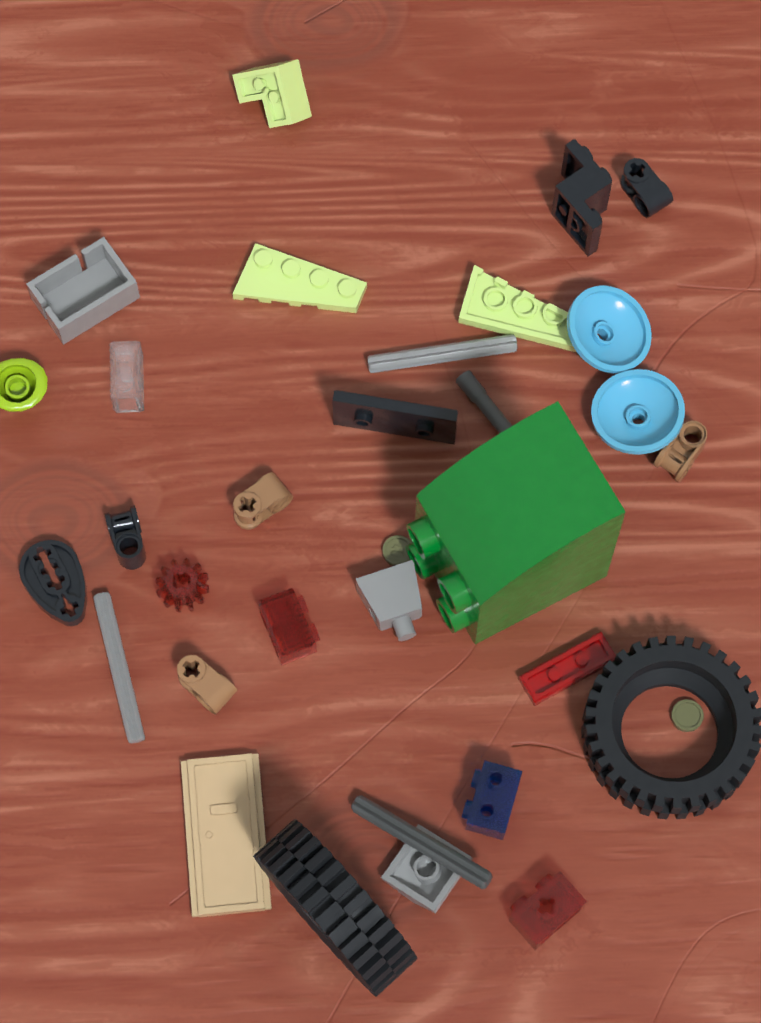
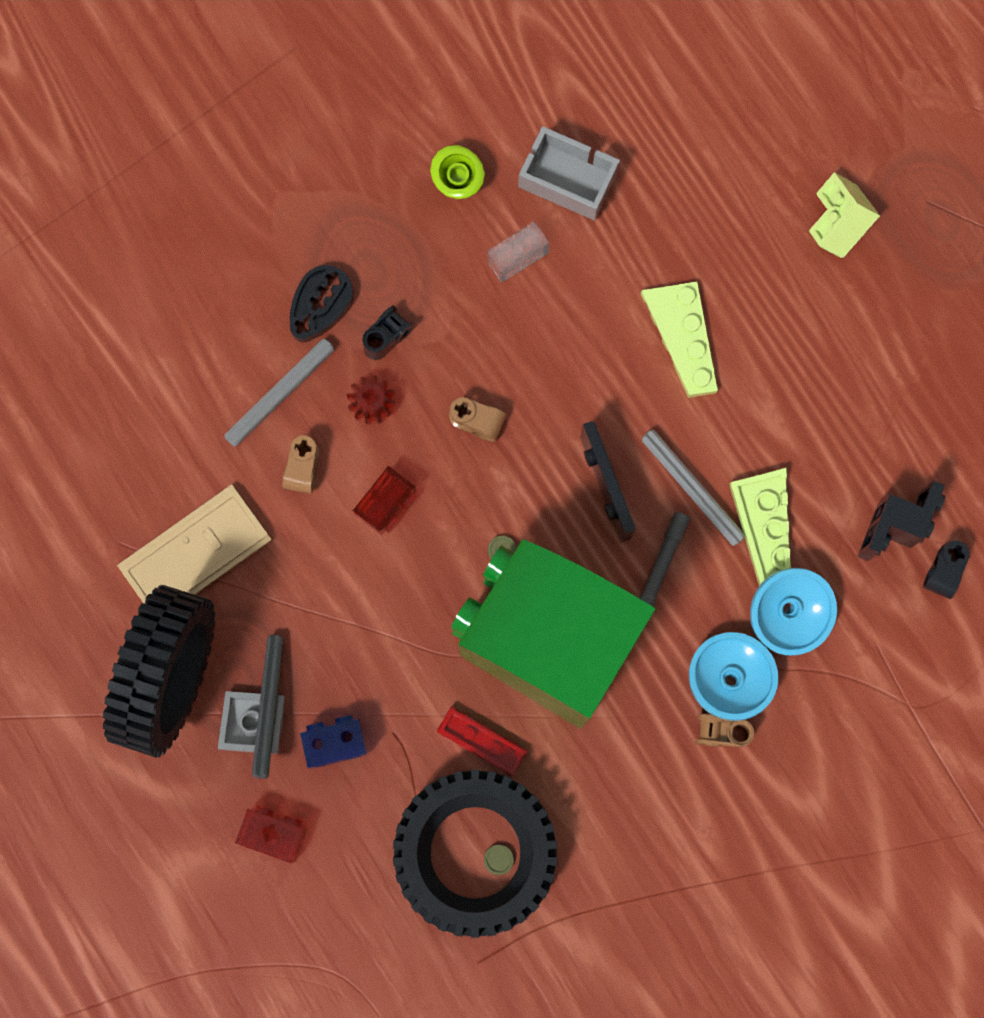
camera: 60 degrees right, 10 degrees up
(392, 598) = (455, 570): light grey torso -> none

